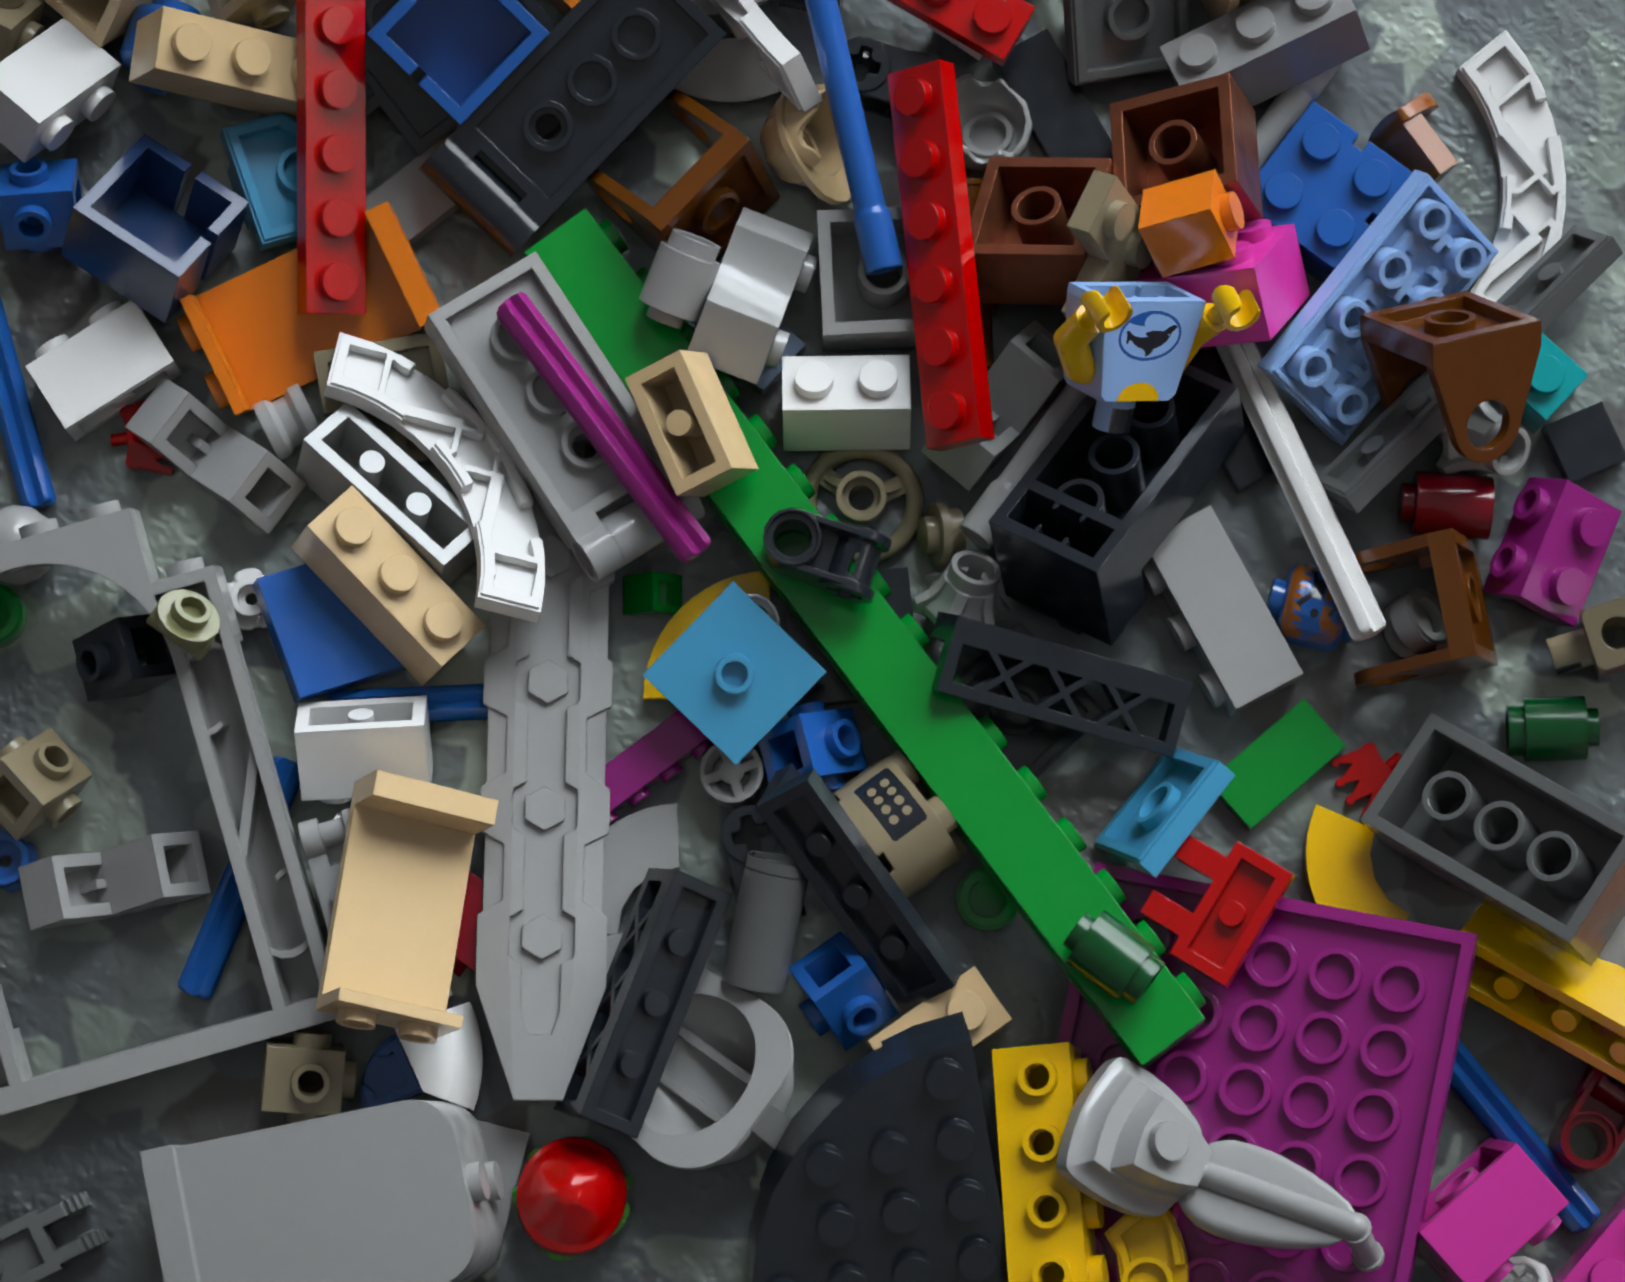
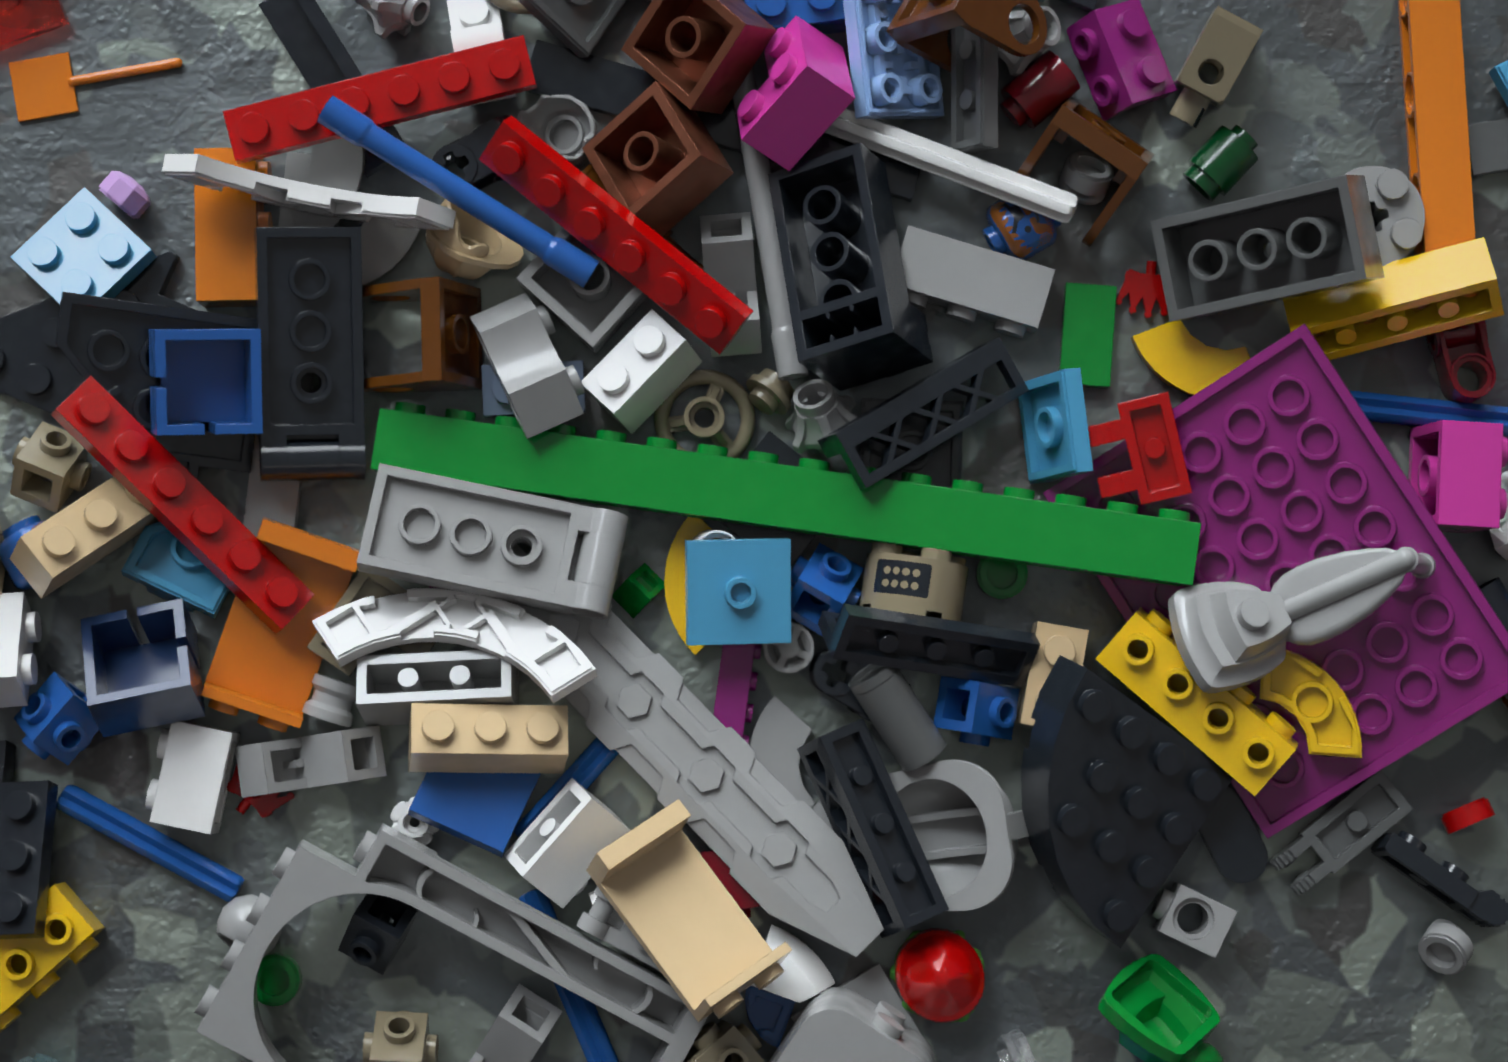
camera: 45 degrees left, 5 degrees up
(186, 621) = (399, 877): olive plate -> none
(603, 427) = (523, 526): magenta axle -> none
(680, 278) = (479, 396): light grey brick -> none
(691, 423) = (572, 474): tan brick -> none
(829, 555) = (726, 470): black piece -> none
(1108, 231) = (713, 127): dark tan plate -> none
(1112, 957) = (1118, 541): dark green brick -> none
(1138, 339) = (779, 172): torso -> none
(1190, 223) = (743, 75): orange brick -> none

